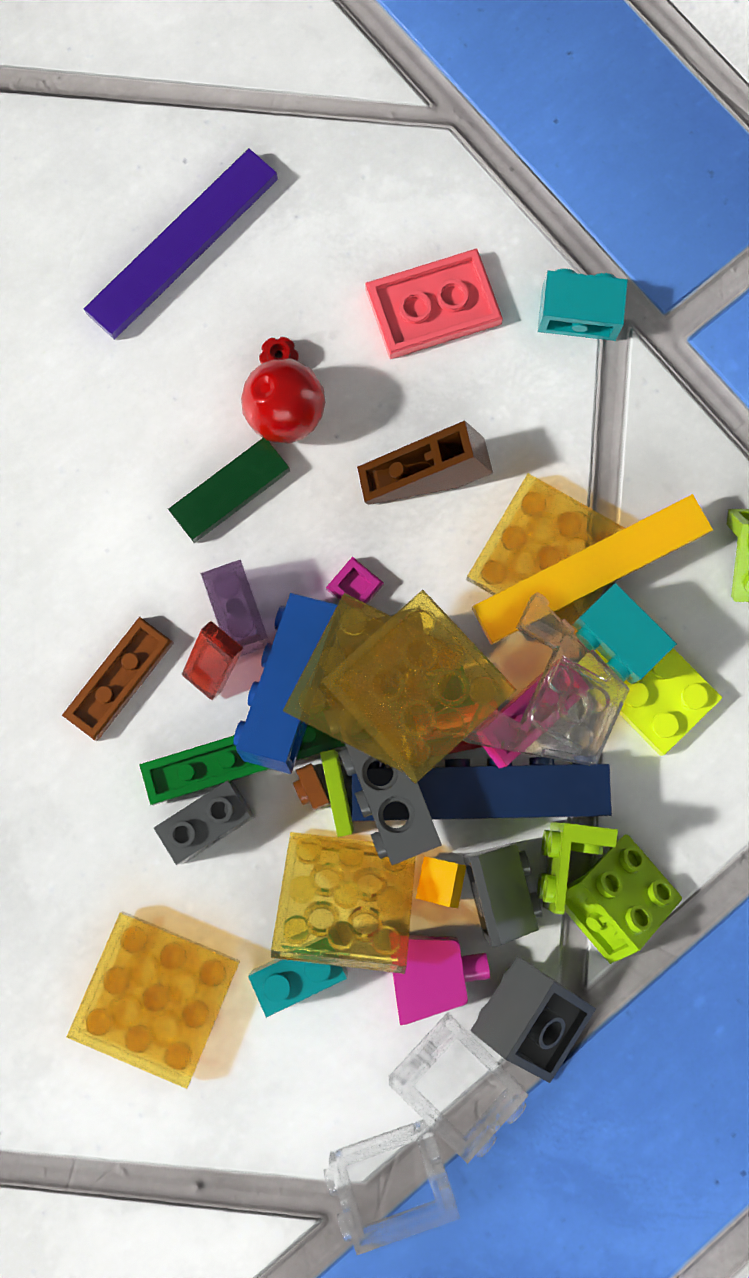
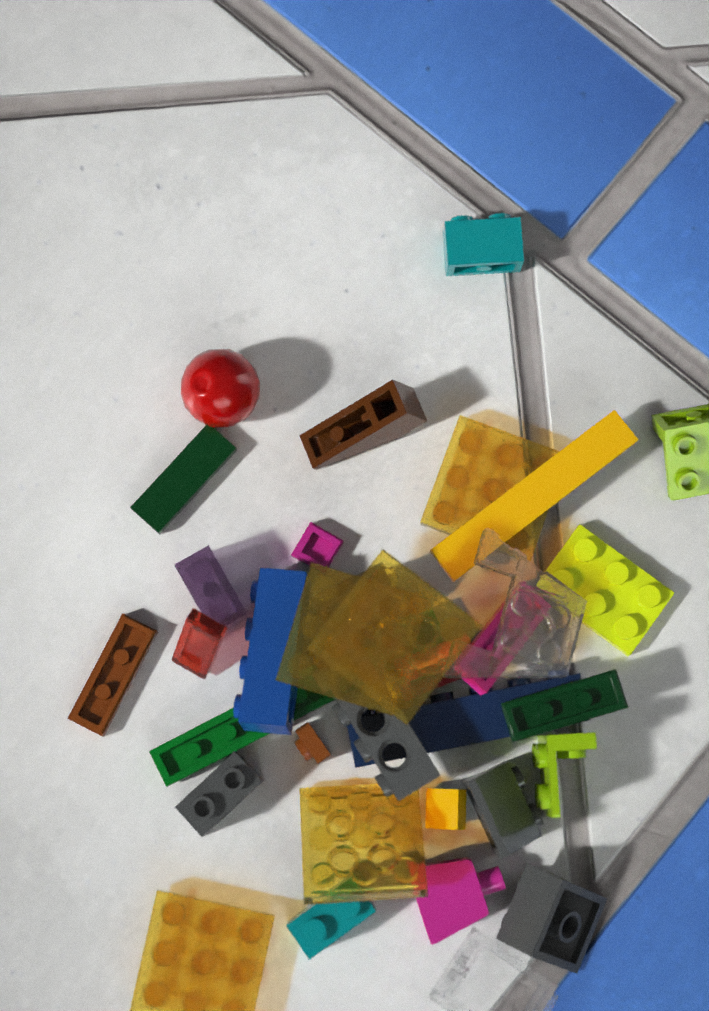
camera: 10 degrees left, 0 degrees up
(181, 243) = (94, 250): dark purple tile -> none
(273, 345) = (208, 332): red plate -> none
(337, 793) = (336, 744): lime tile -> none
(433, 303) = (343, 267): coral tile -> none
(587, 795) = (564, 705): none -> dark green tile
(621, 900) = (612, 795): lime bracket -> none
(623, 635) = (572, 553): teal brick -> none

